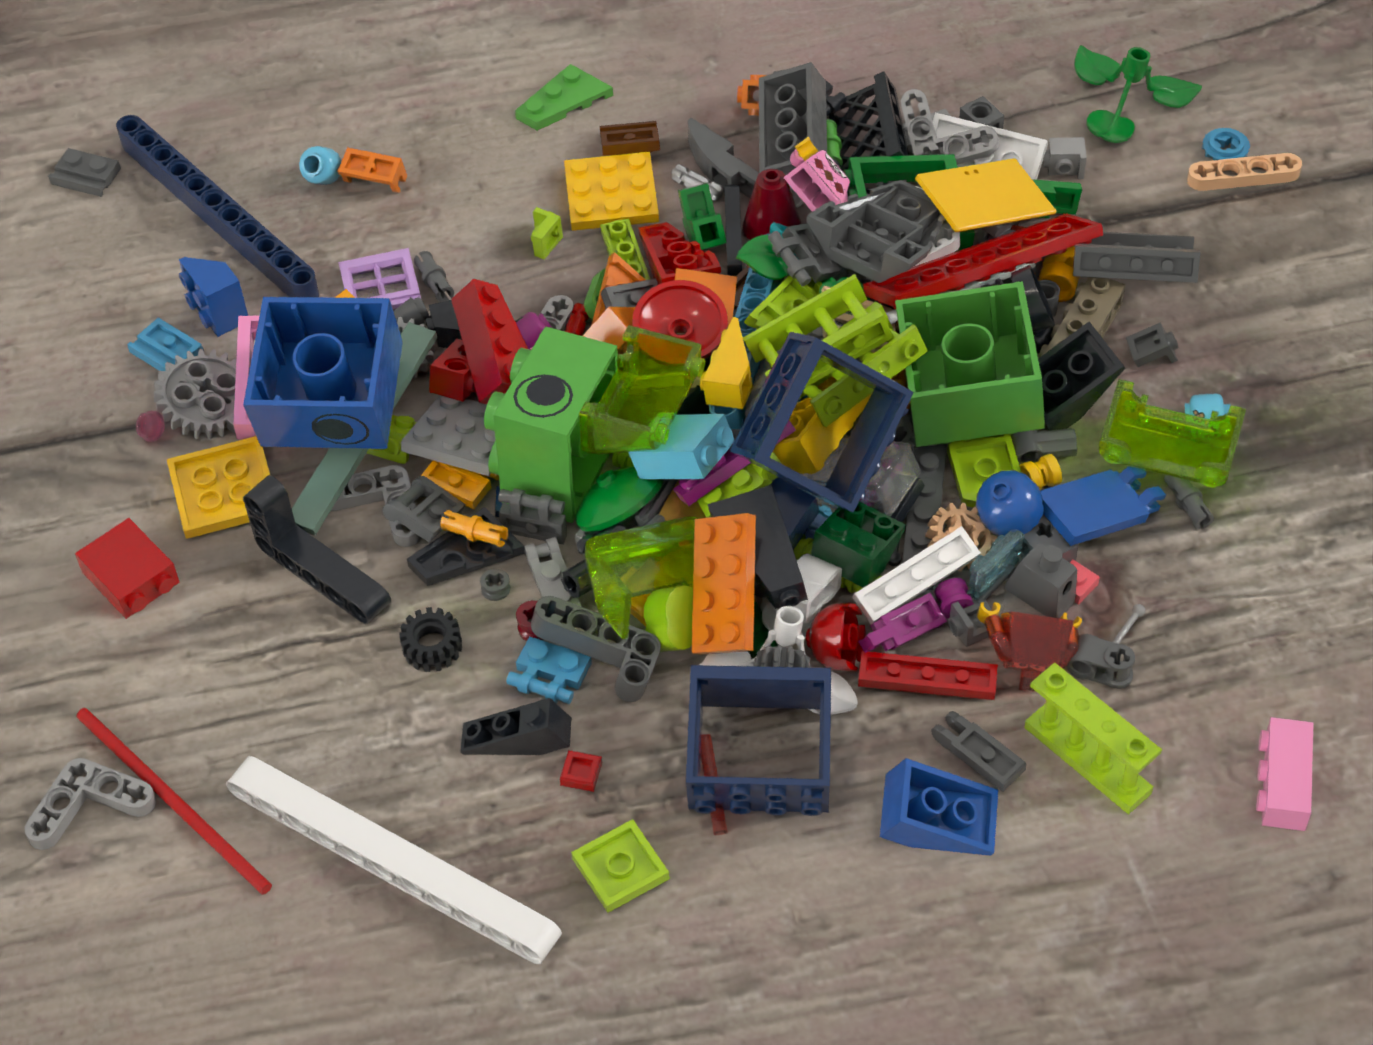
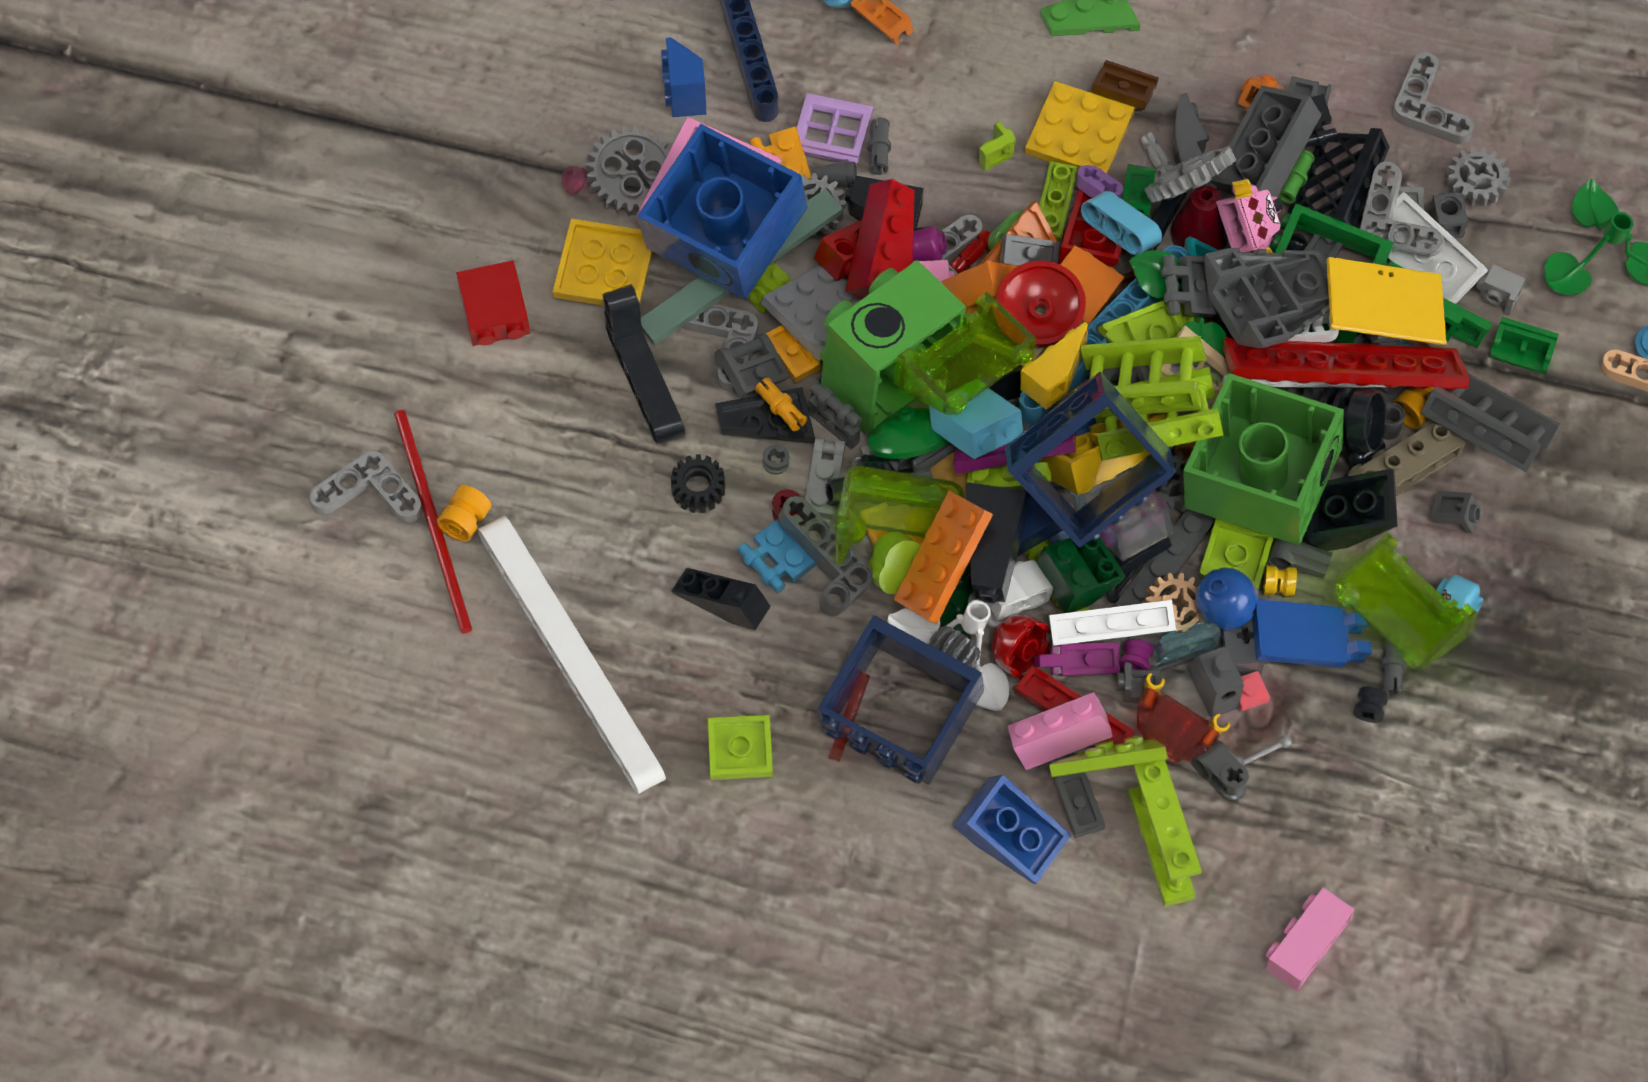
camera: 25 degrees right, 10 degrees up
(161, 344) = (622, 107): dark azure plate -> none
(203, 774) = (465, 509): none -> light orange wheel
(581, 771) = (755, 654): red tile -> none
(659, 223) = (1095, 181): none -> medium lavender beam
(691, 235) = (1121, 223): none -> medium azure beam
(745, 167) = (1190, 174): none -> light grey gear
(893, 52) = (1417, 103): none -> light grey beam
(931, 694) = (1060, 731): none -> bright pink brick
(986, 80) = (1480, 178): none -> light grey gear
(989, 695) = (1108, 755): none -> lime wing
(1116, 192) = (1523, 345): none -> green hinge
(1194, 540) = (1370, 704): none -> black wheel

